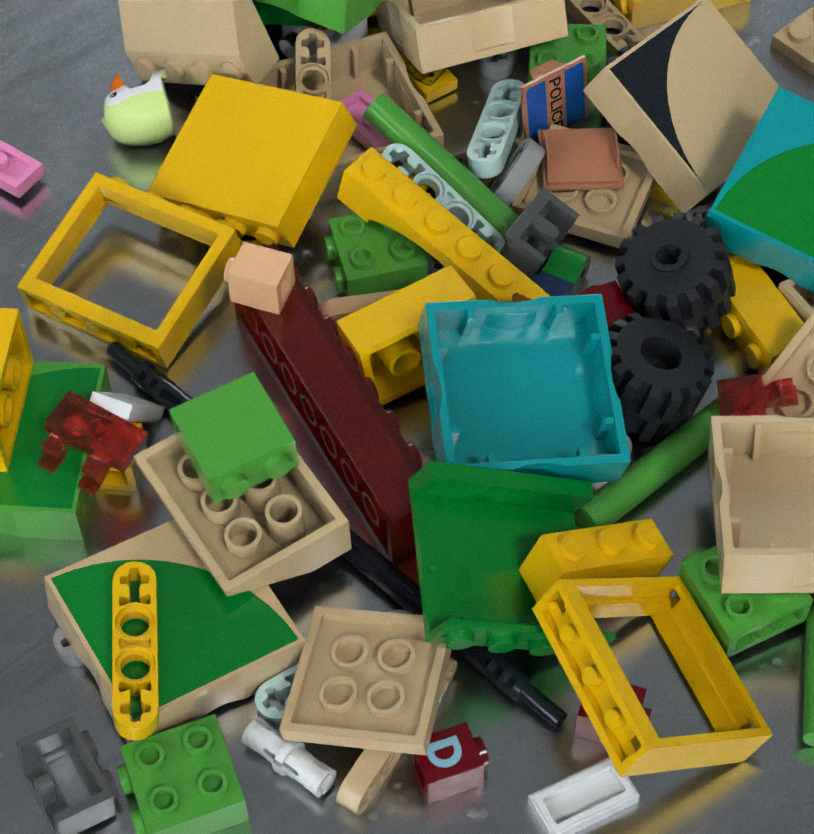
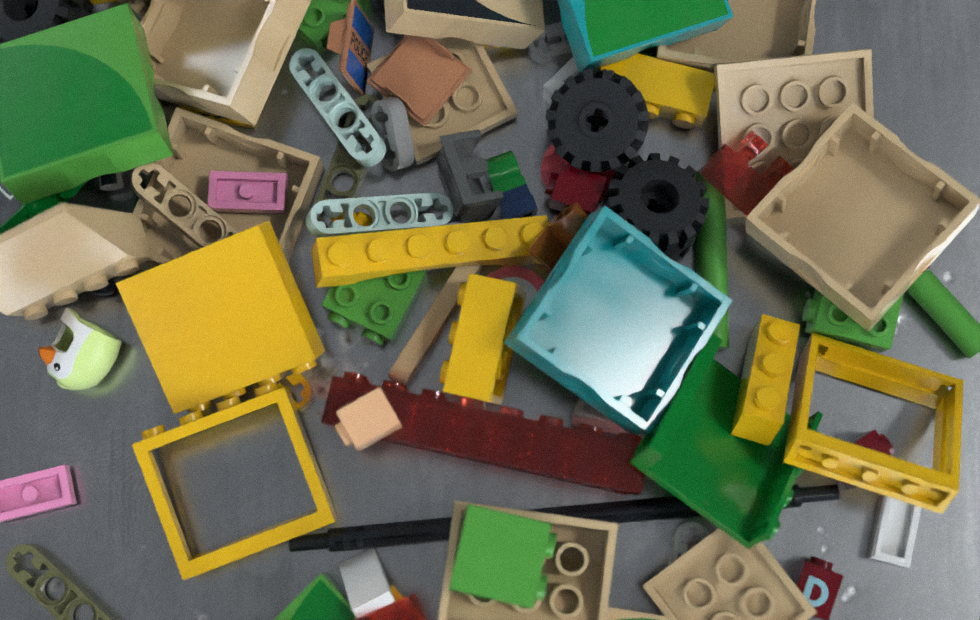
camera: 50 degrees left, 25 degrees up
(403, 129) = (315, 187): bright green piece -> none

